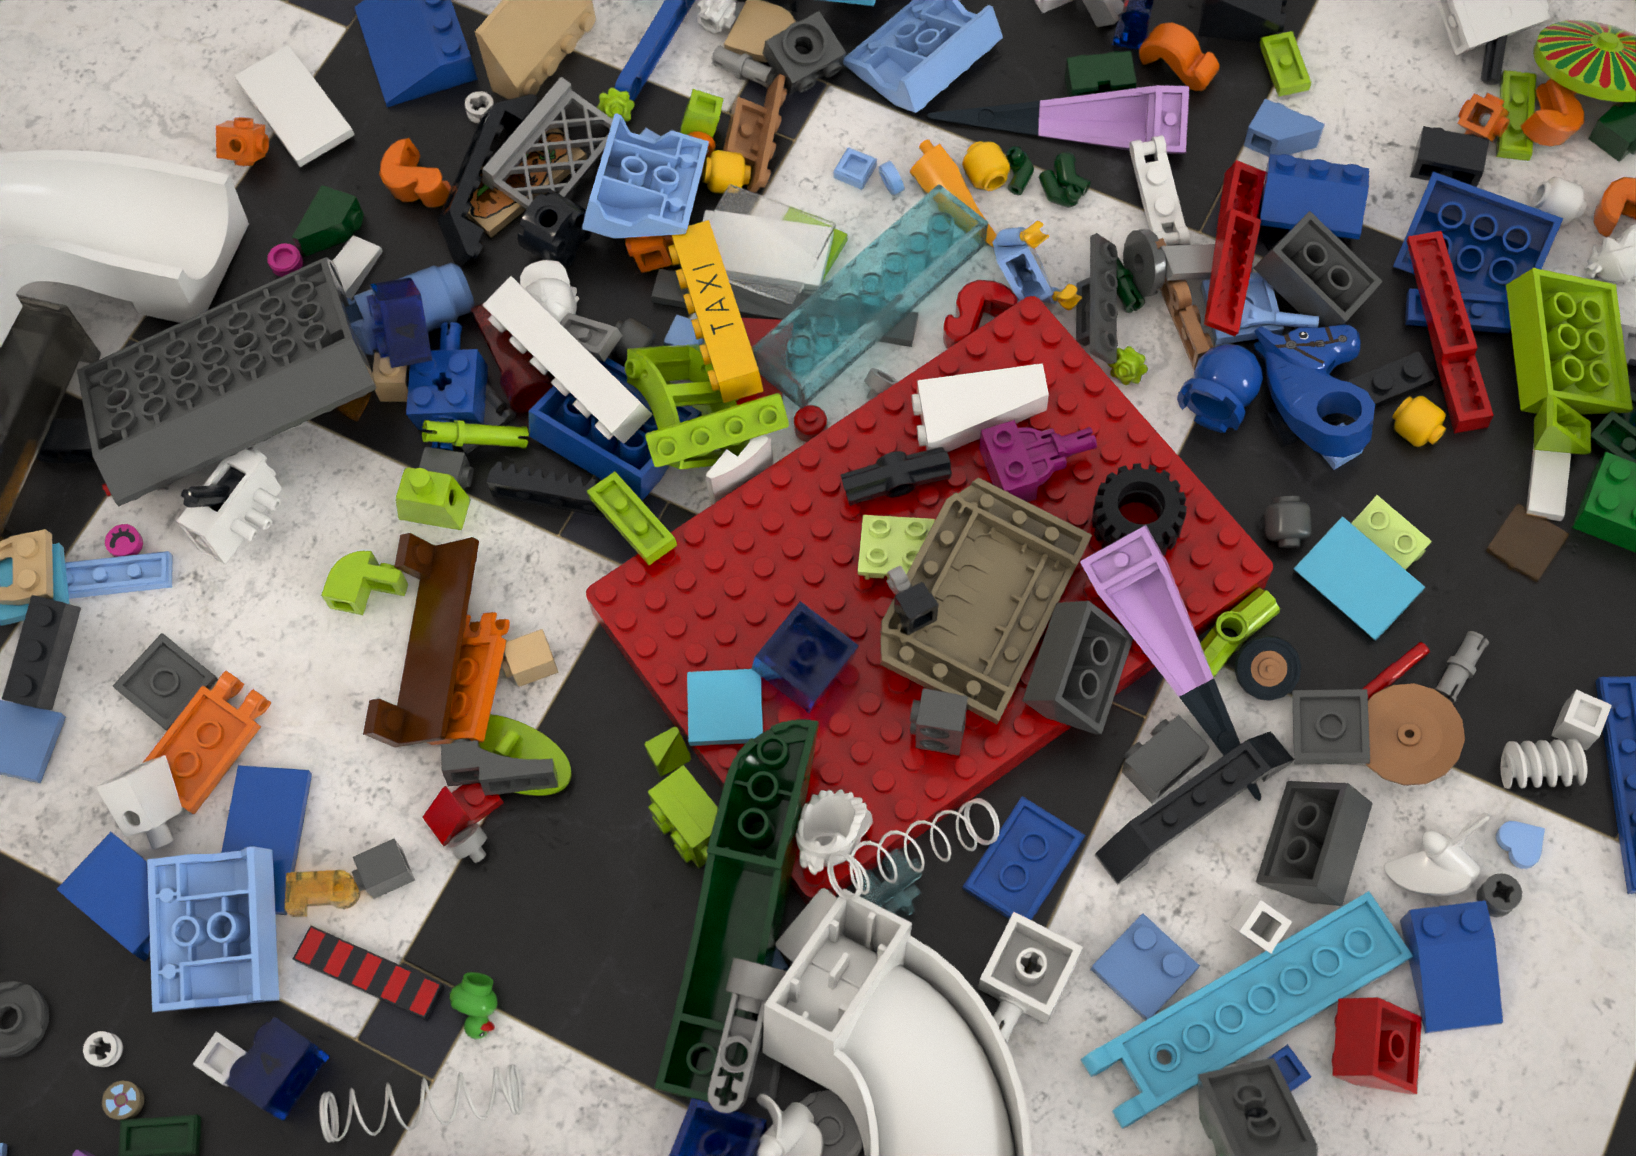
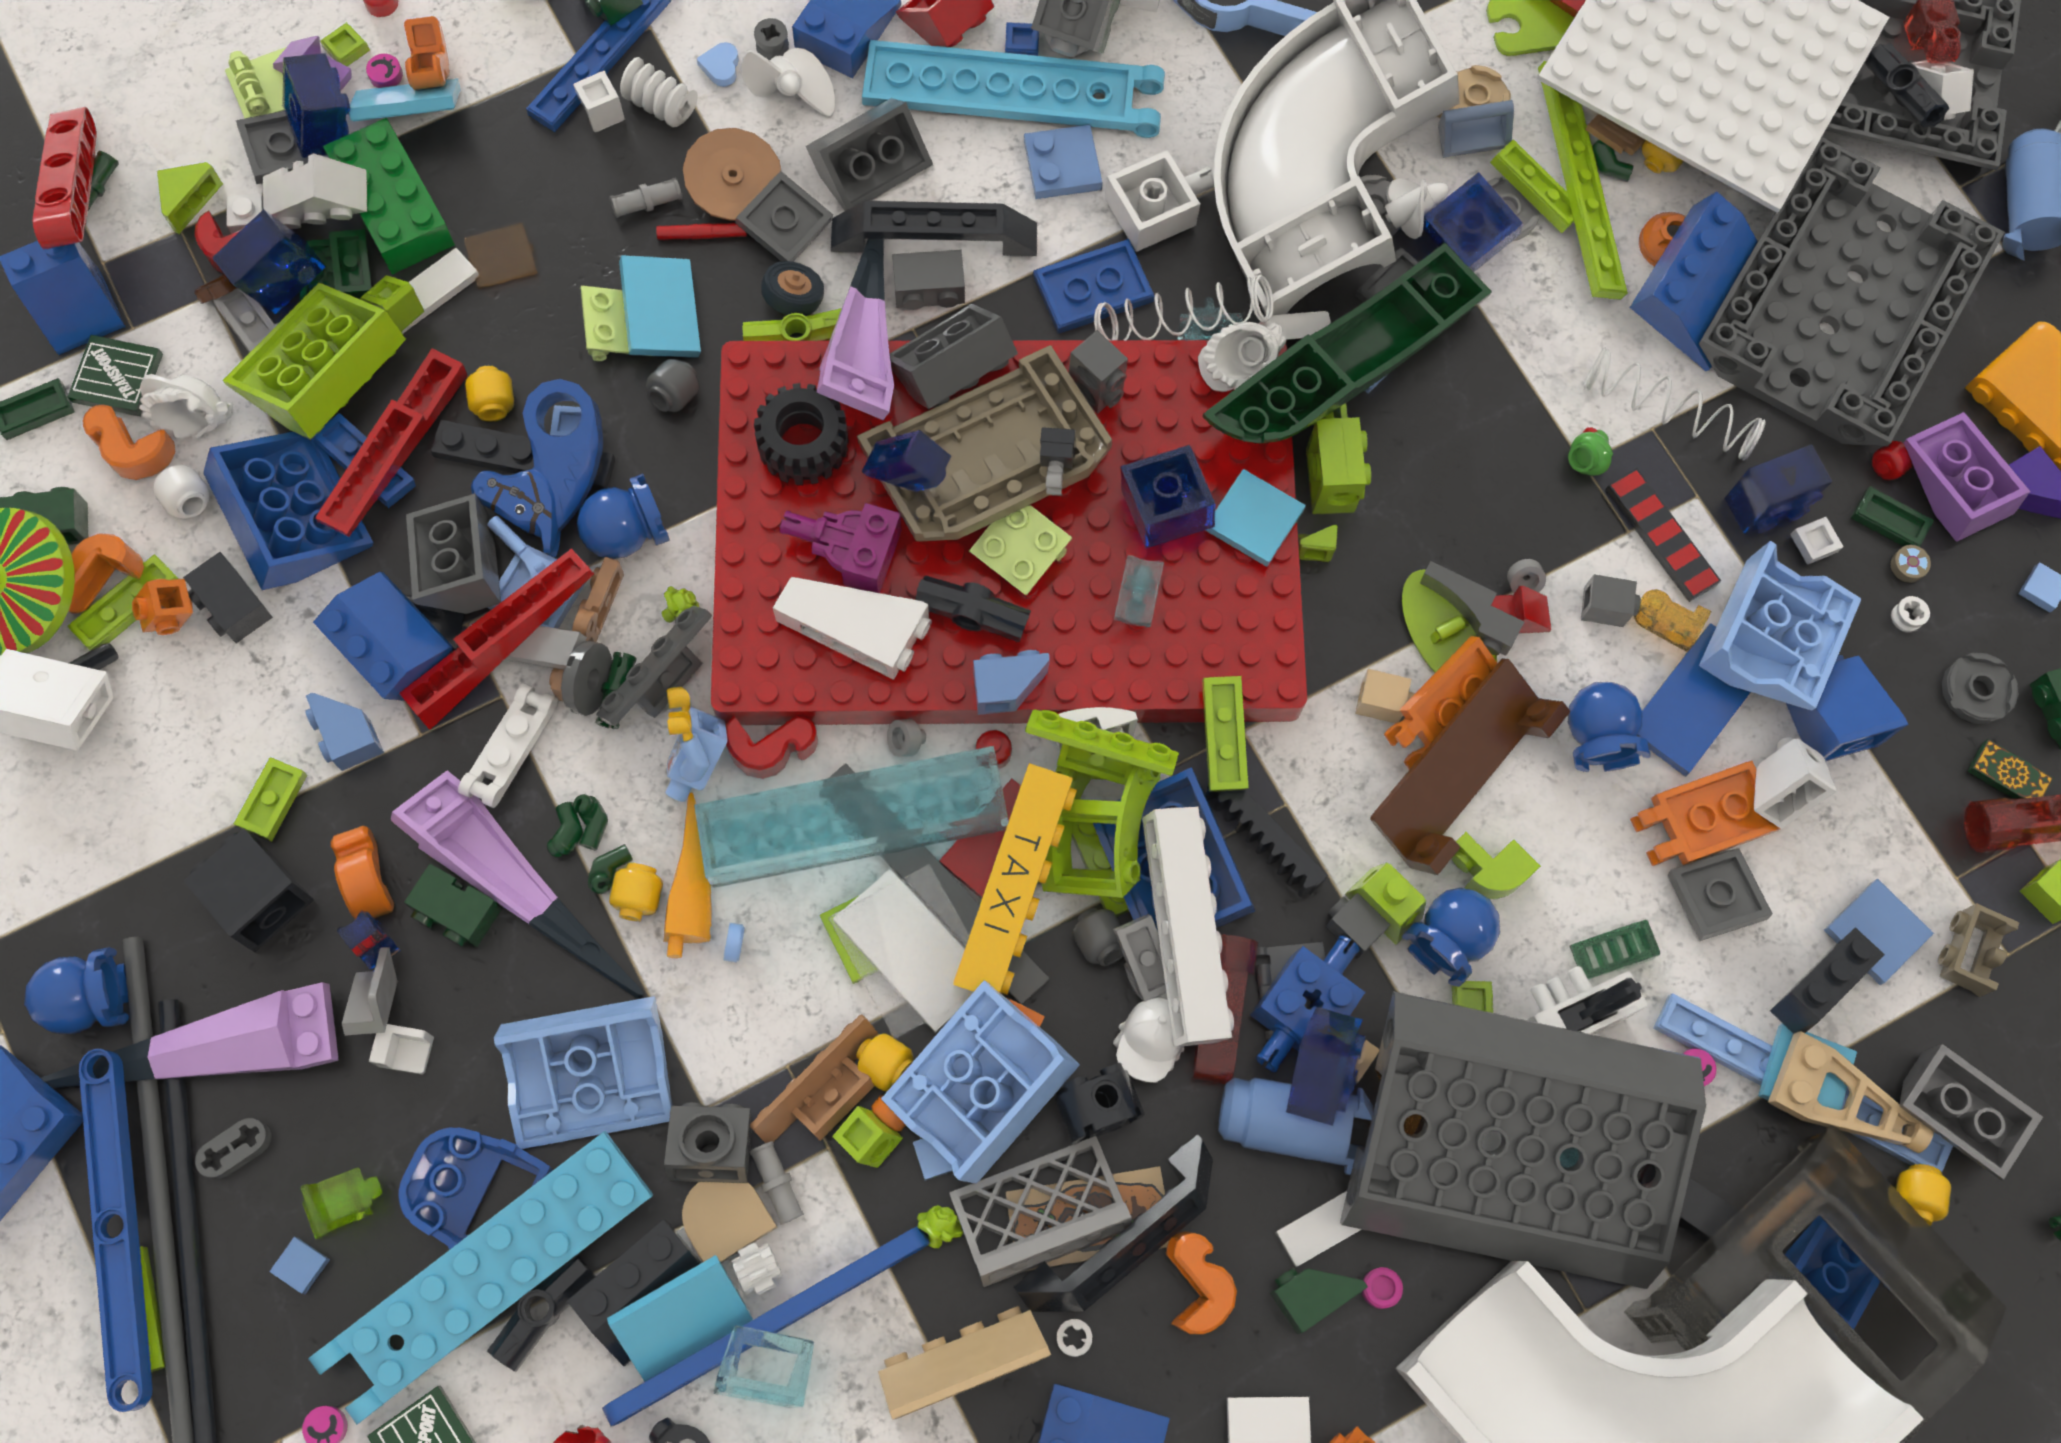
camera: 155 degrees left, 5 degrees up
(230, 603) = (1644, 938): none -> clear green slope
(324, 741) = (1606, 725): none -> blue tile
(325, 483) = (1474, 995): none -> lime tile
(362, 502) = (1457, 930): none -> blue tile
(478, 434) = (1324, 938): lime pin -> none
(681, 333) = (1047, 919): light blue tile -> none
(751, 989) = (1387, 276): light grey beam -> none
(774, 571) = (1138, 591): none -> clear light blue hips
(828, 437) = (1007, 681): none -> medium blue slope
(855, 168) = (755, 986): light blue tile -> none
(1027, 520) = (908, 461): none -> clear blue slope
(1260, 923) = (960, 122): white brick -> none

